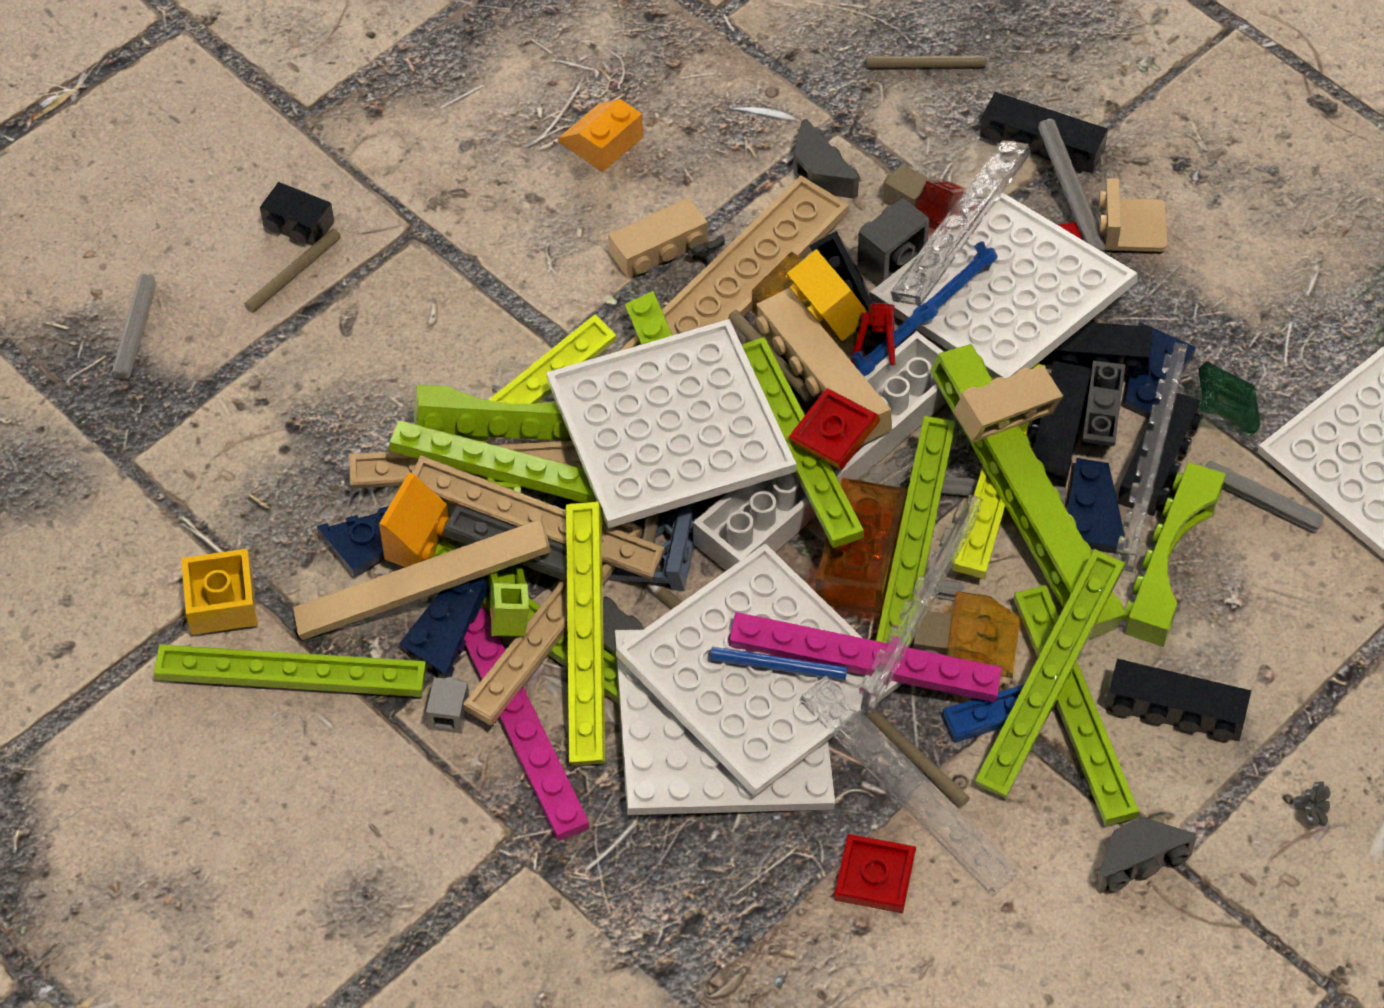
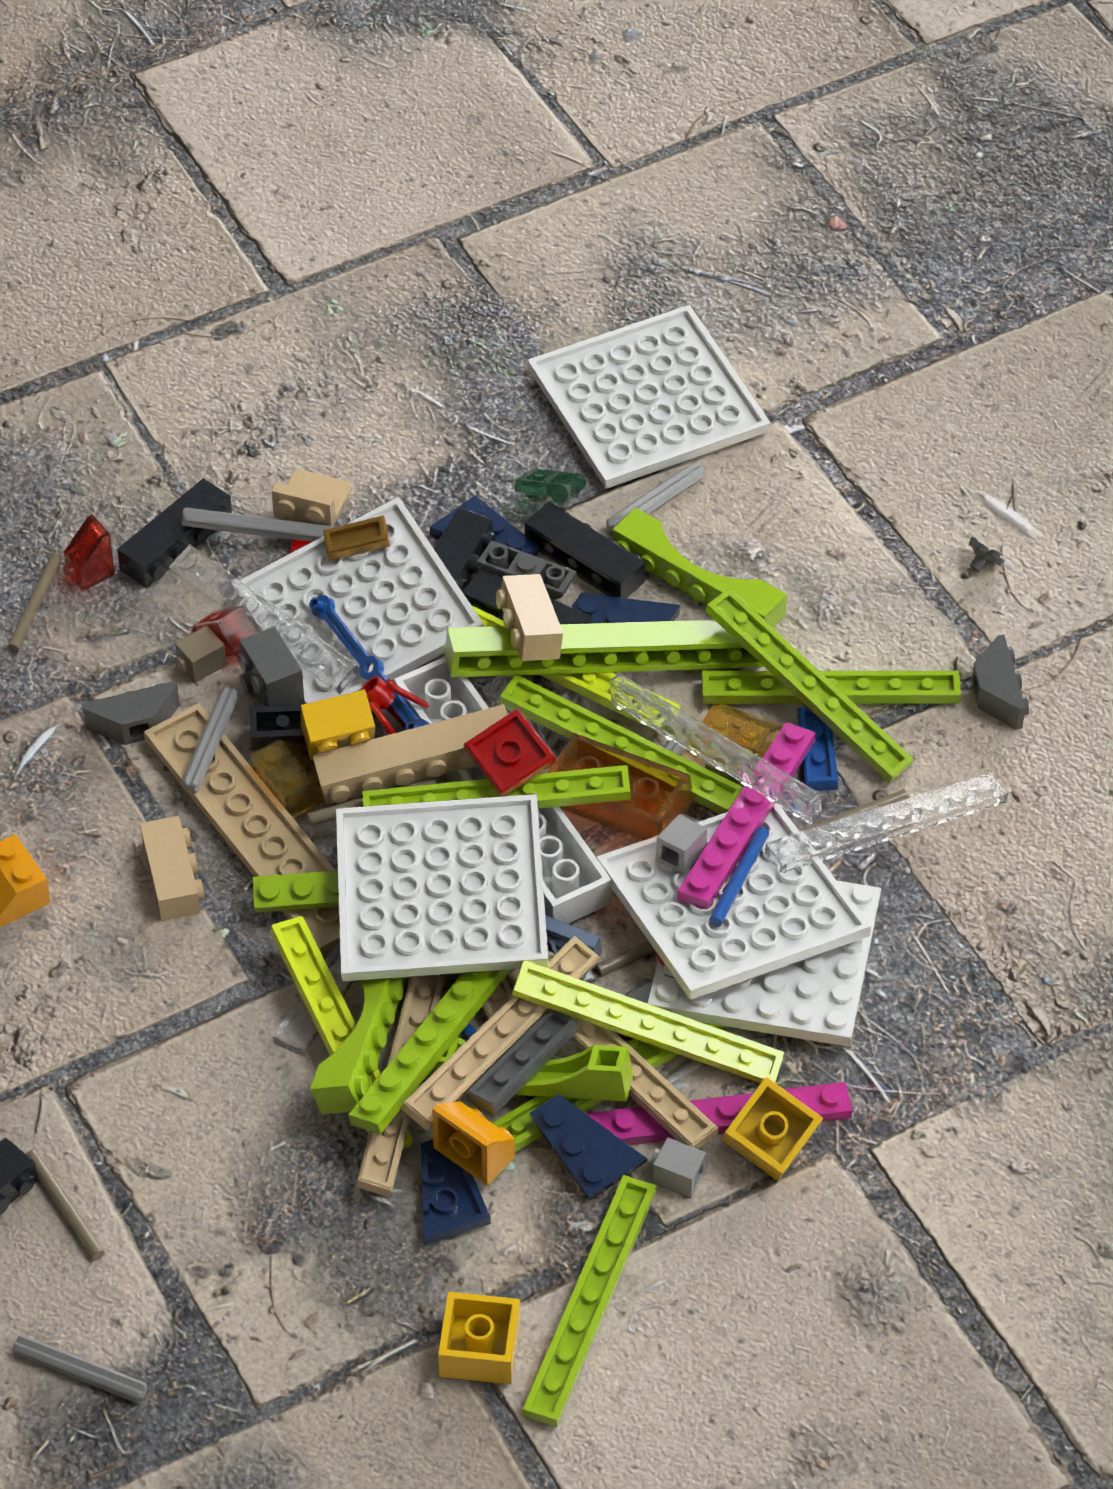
camera: 75 degrees left, 5 degrees down
(421, 579) = (538, 1150): tan tile -> none
(499, 763) = (772, 1128): none -> yellow brick
(709, 250) = (202, 830): dark grey plant -> none
(795, 602) = (681, 844): none -> light grey brick
(803, 221) = (209, 740): none -> light grey axle
(875, 873) = (959, 879): red tile -> none
(982, 77) = (89, 555): none -> clear red slope
(1074, 256) = (356, 538): none -> pearl gold tile
(1149, 465) = (606, 544): clear plate -> none
(1178, 700) = (853, 614): black brick -> none

